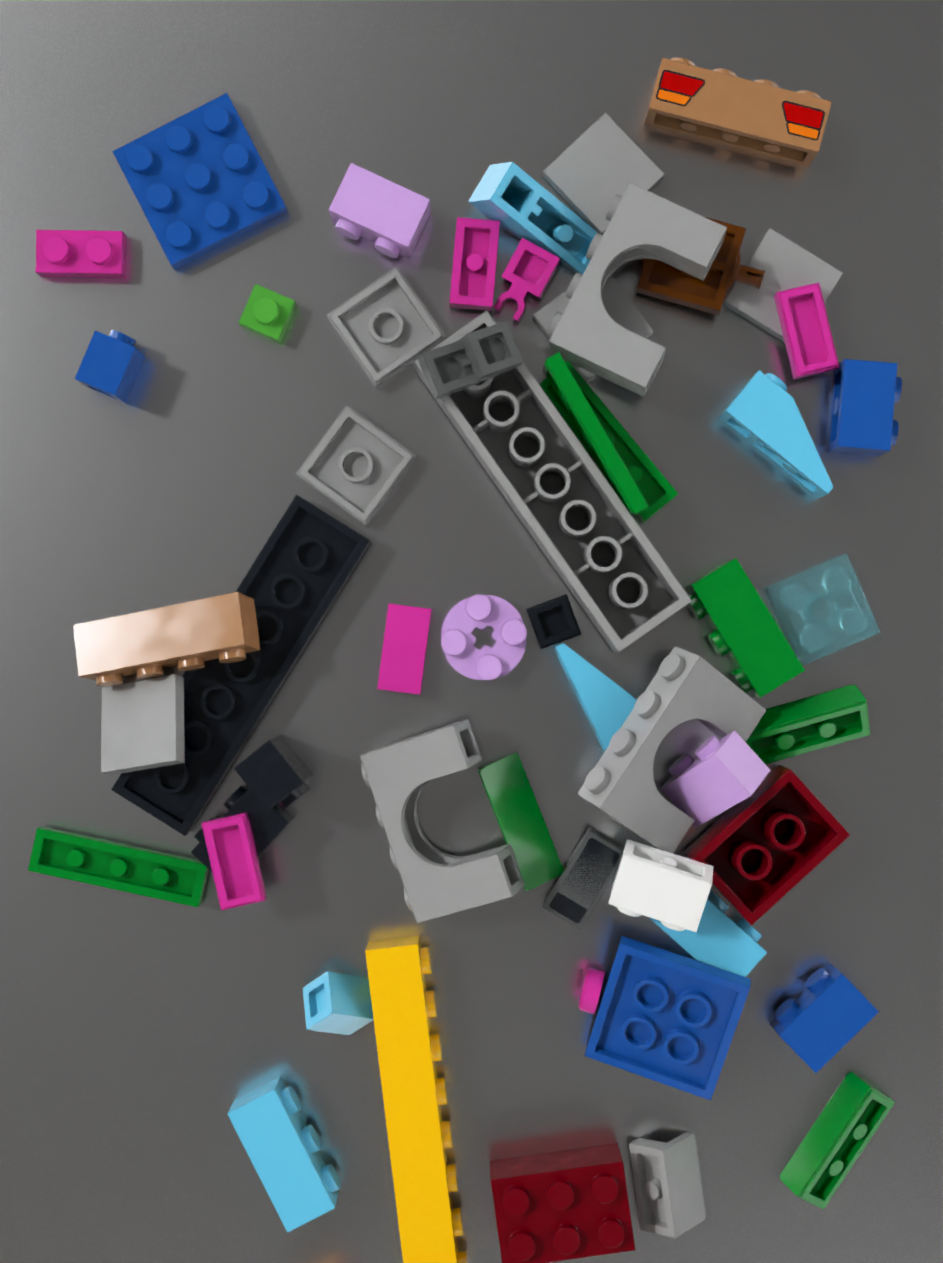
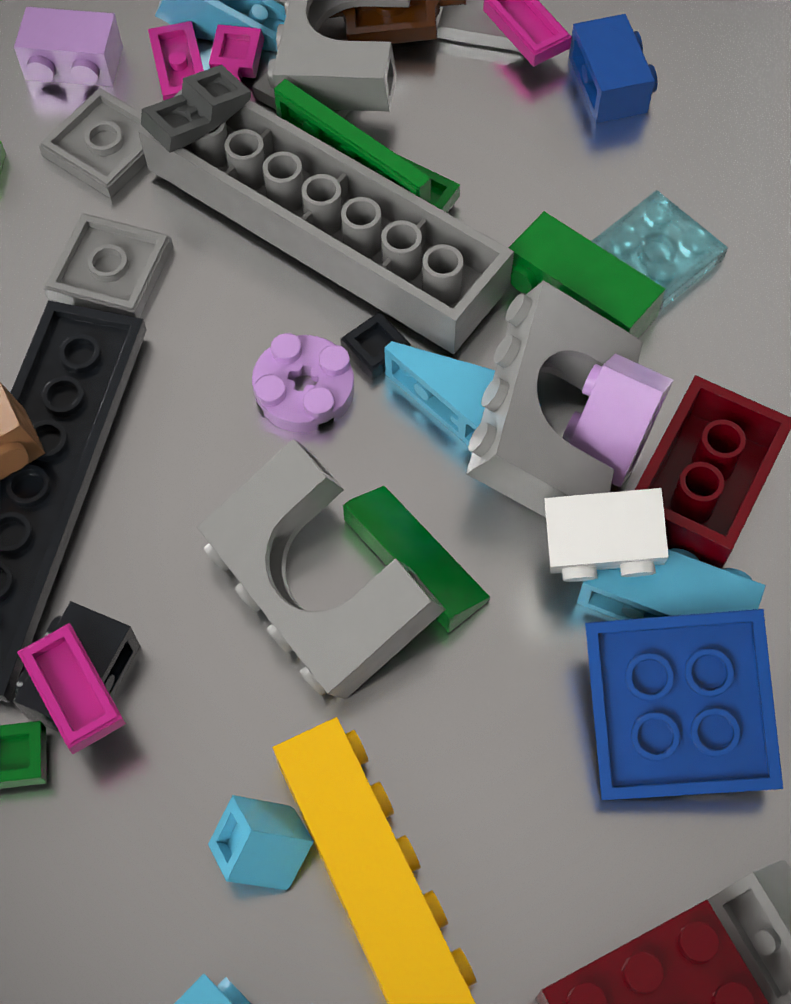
camera: 20 degrees left, 25 degrees down
(275, 773) = (96, 570): black brick -> none
(404, 649) = (217, 421): dark pink tile -> none
(584, 878) = (515, 592): slope -> none
(591, 990) = (577, 716): dark pink tile -> none
(774, 426) = (536, 108): medium azure slope -> none
(810, 724) = (709, 353): green slope -> none

